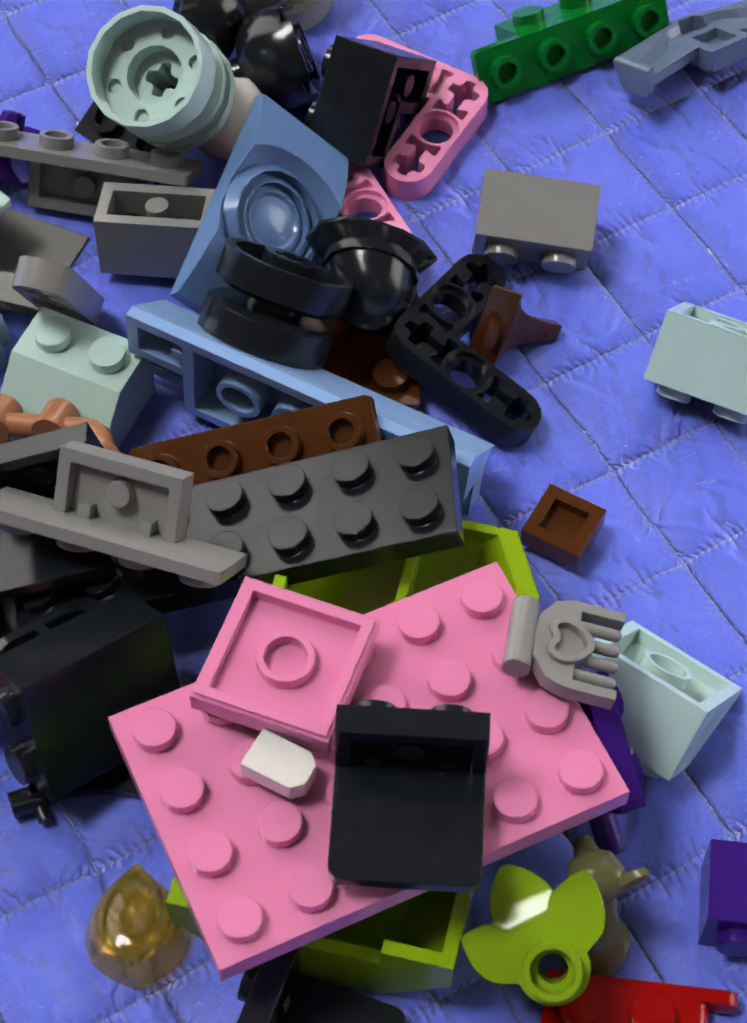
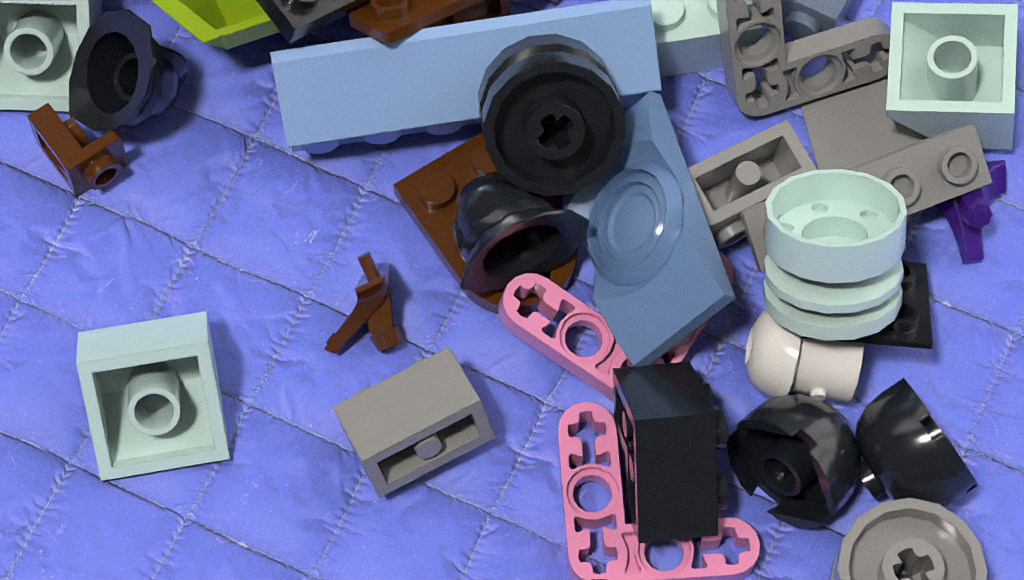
camera: 145 degrees right, 10 degrees up
(443, 339) = (413, 246): black beam -> none
(563, 526) = (194, 144): reddish brown plate -> none
(602, 568) = (123, 74): none -> black piece
(678, 573) = (76, 160): none -> reddish brown bracket

